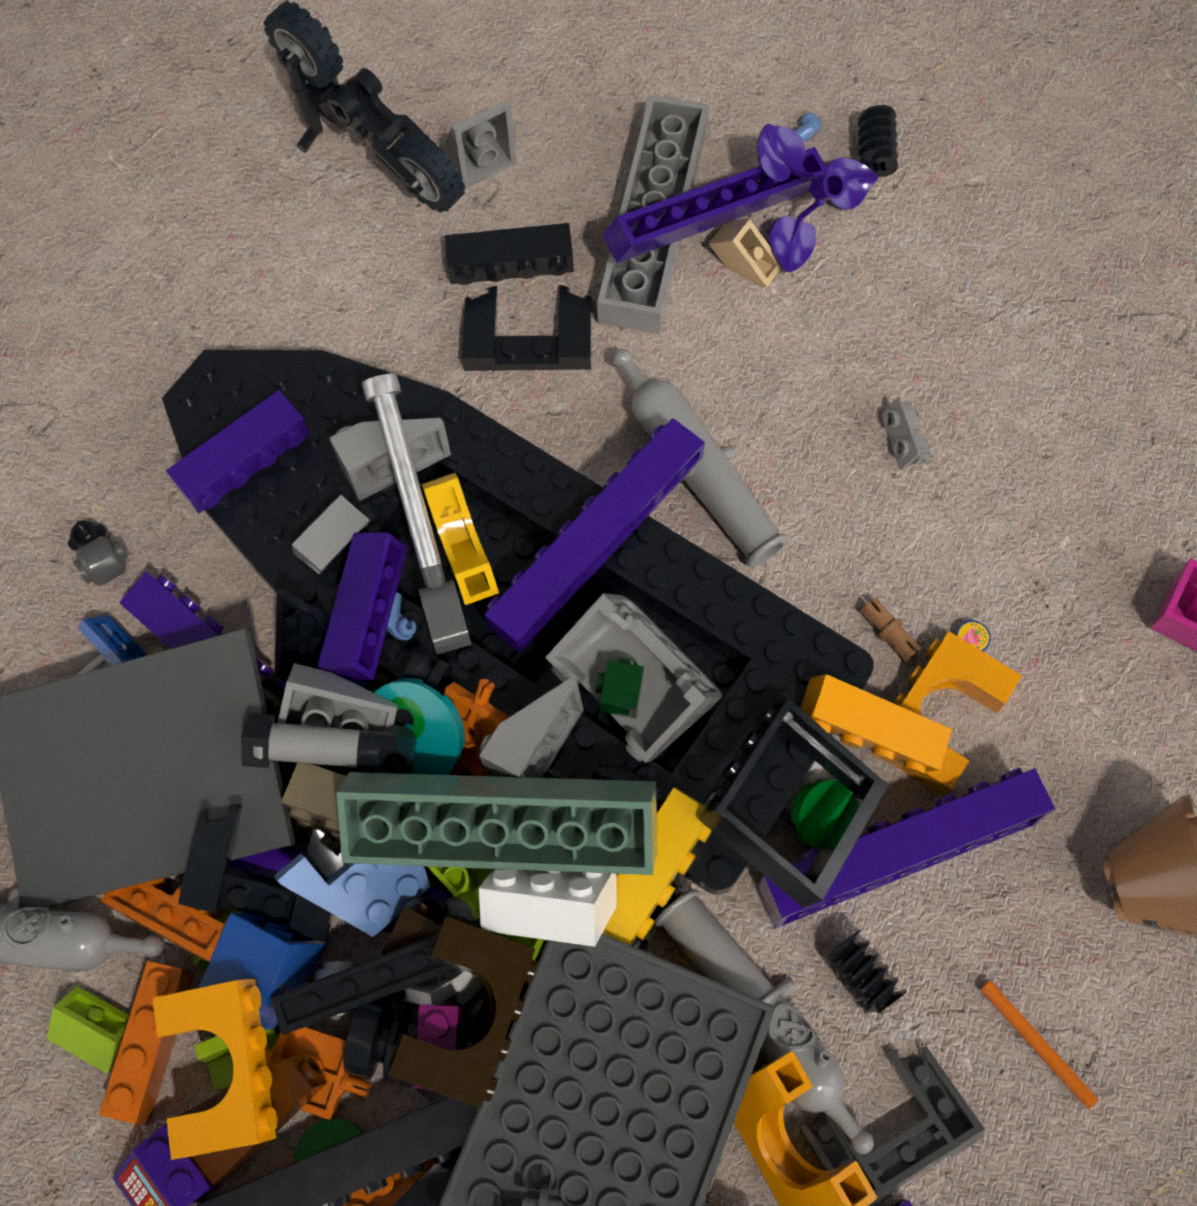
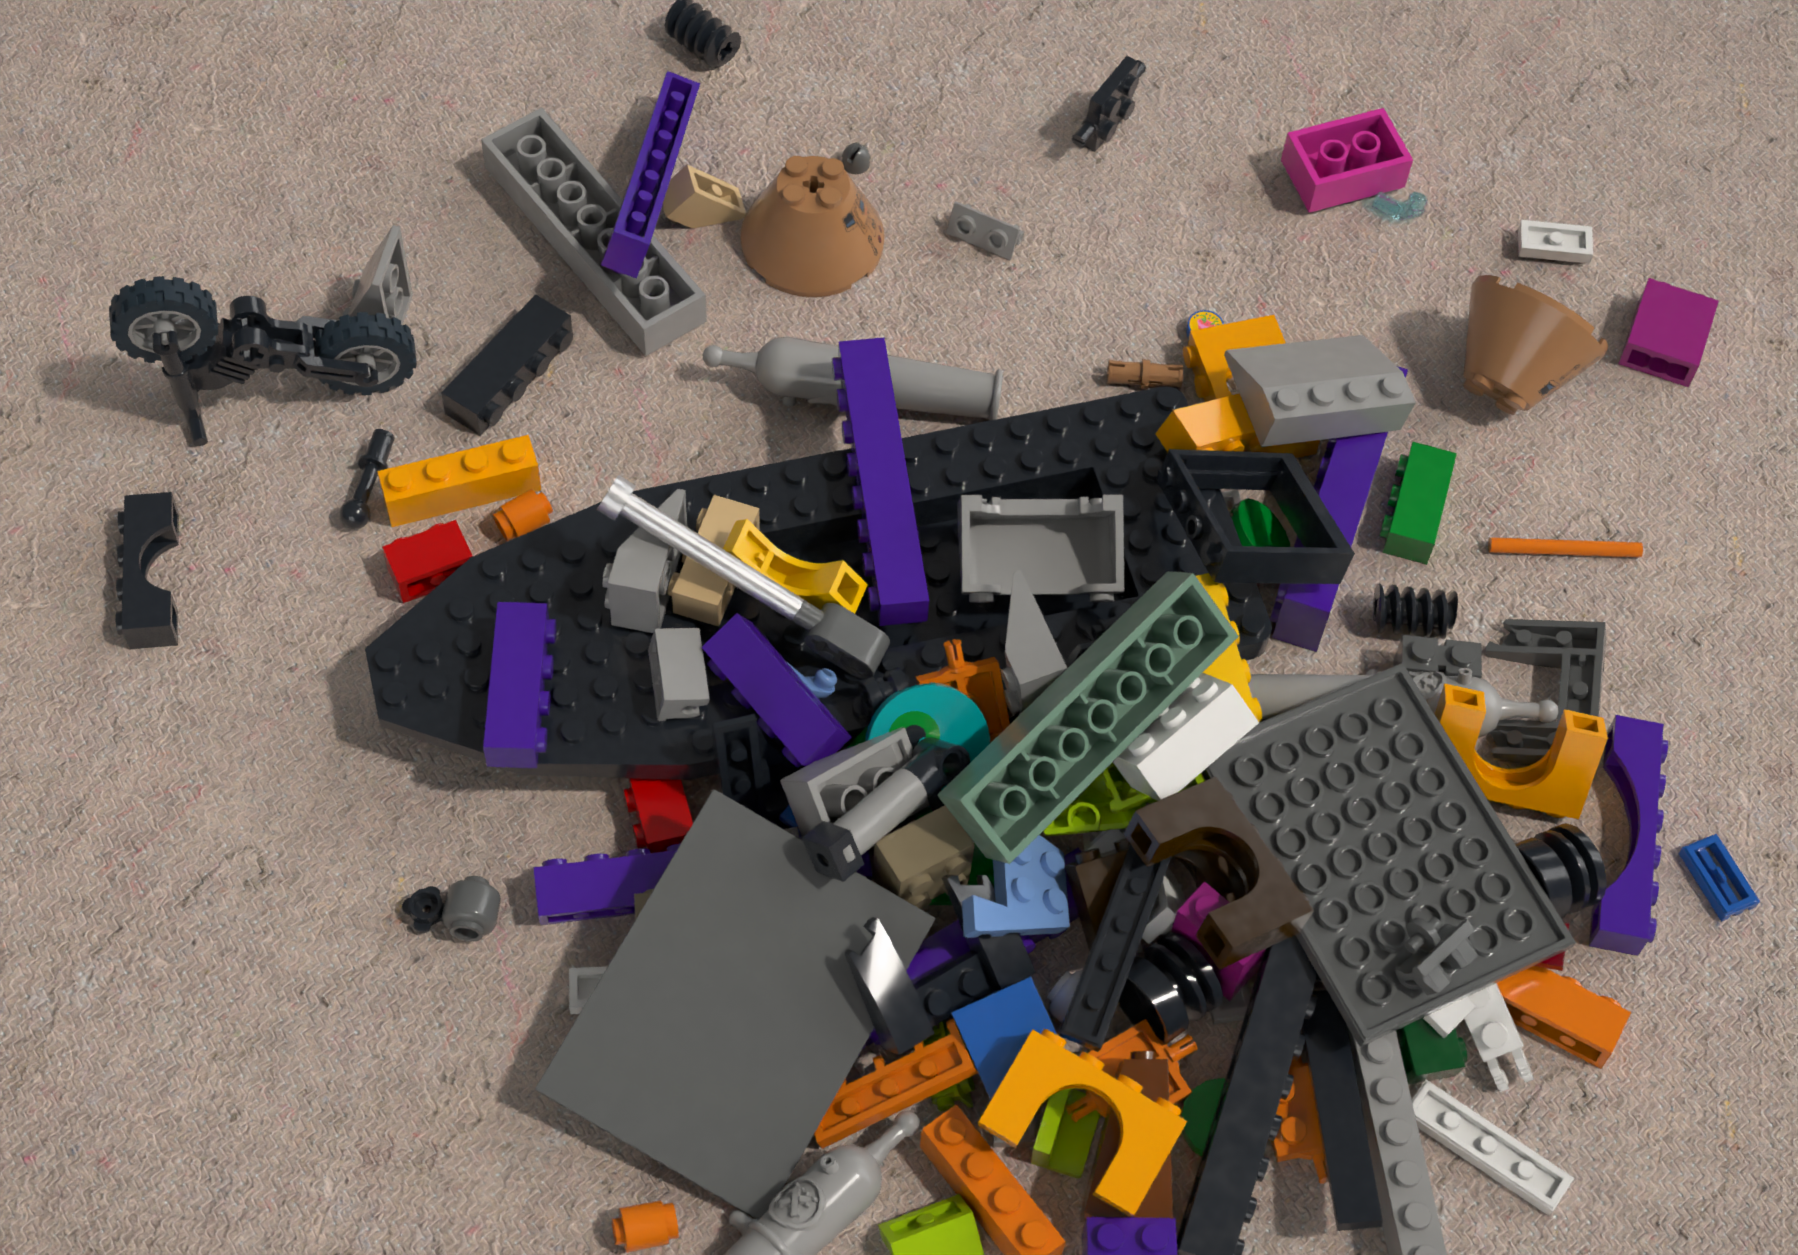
camera: 55 degrees left, 10 degrees down
(110, 639) = (567, 957): blue tile -> none
(209, 174) = (148, 530): none -> black arch
(255, 612) = (660, 812): none -> red brick
(323, 329) = (425, 559): none -> red brick
(325, 265) = (355, 511): none -> black pin
(397, 300) = (459, 480): none -> light orange brick
(407, 354) = (523, 514): none -> orange brick
(463, 461) = (696, 589): none -> tan brick
(488, 352) = (579, 456): black wedge -> none
(620, 687) = (1042, 561): dark green brick -> none
(791, 335) = (812, 230): none -> medium nougat cone
(809, 126) = (631, 73): medium blue arm -> none
(844, 1039) = (1425, 655): none -> dark grey piece
(845, 186) = (719, 84): dark purple plant -> none
(883, 314) = (861, 161): none -> dark grey hinge
(962, 758) = (1320, 389): none -> light grey slope
(966, 903) = (1417, 502): none -> green brick
(1090, 424) = (1110, 105): none -> black plate

